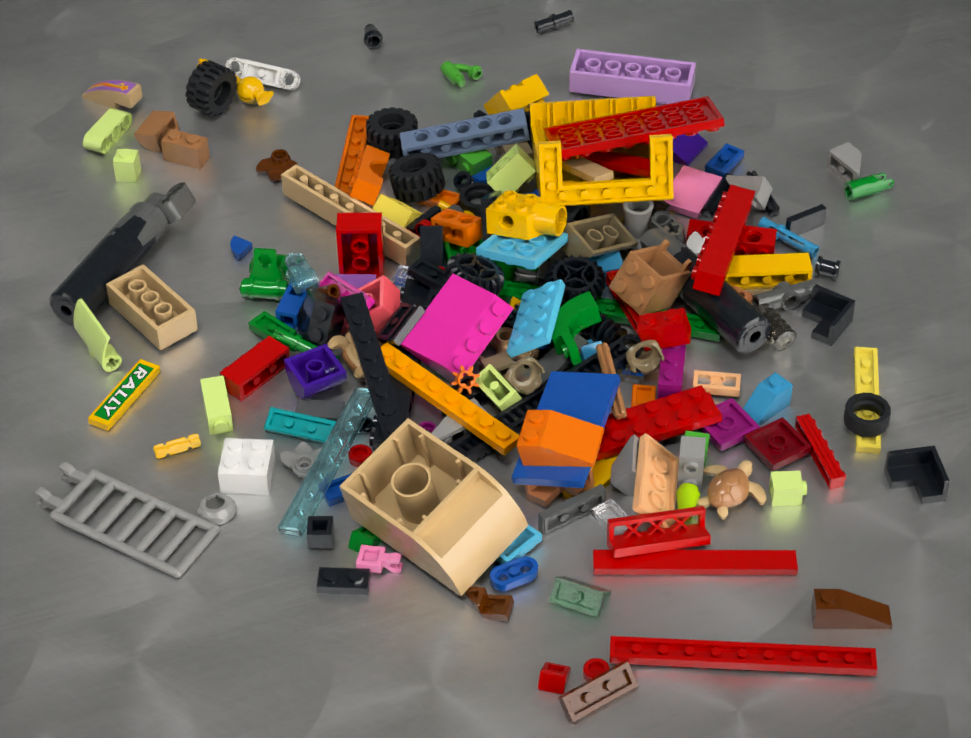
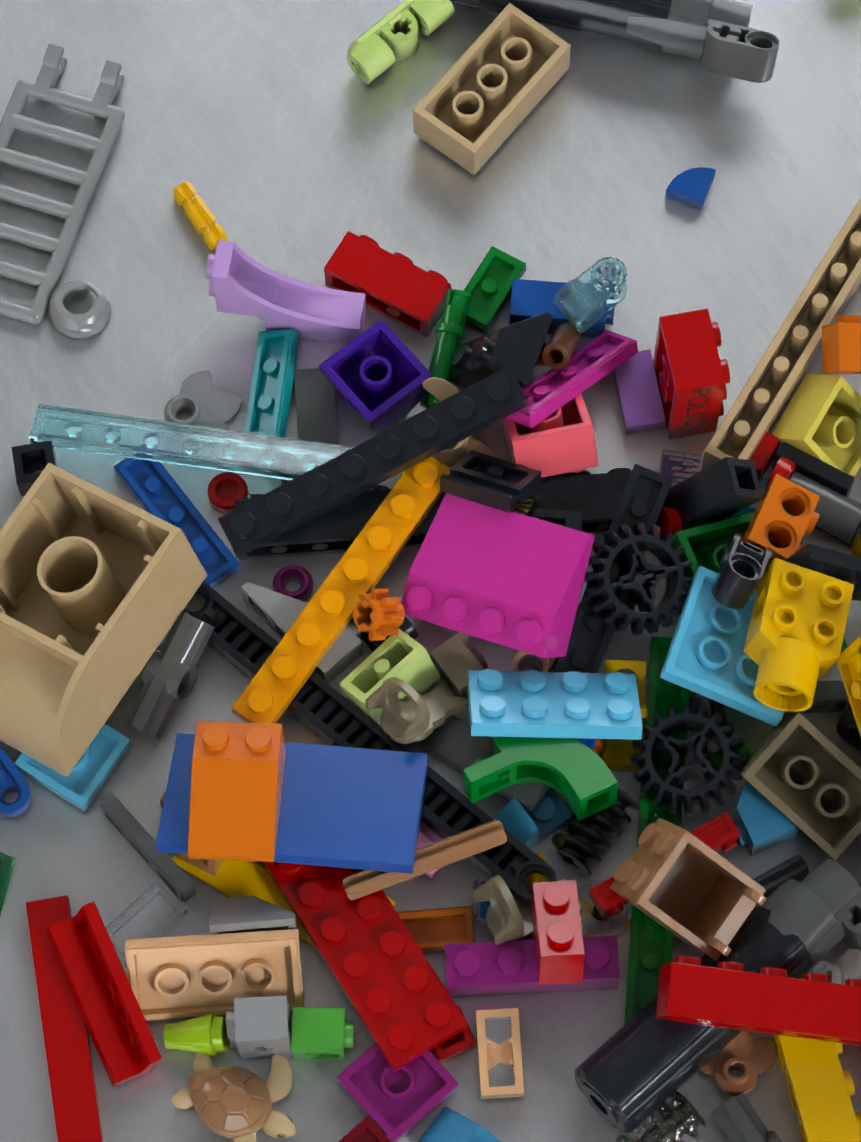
camera: 80 degrees right, 25 degrees up
(124, 395) = (302, 108): tile -> none
(216, 405) = (295, 244): yellowish green brick -> none
(246, 466) = (159, 326): white brick -> none
(251, 408) = (283, 302): none -> lavender arch
(266, 276) = (630, 236): green piece -> none
(484, 230) = (739, 572): none -> black piece

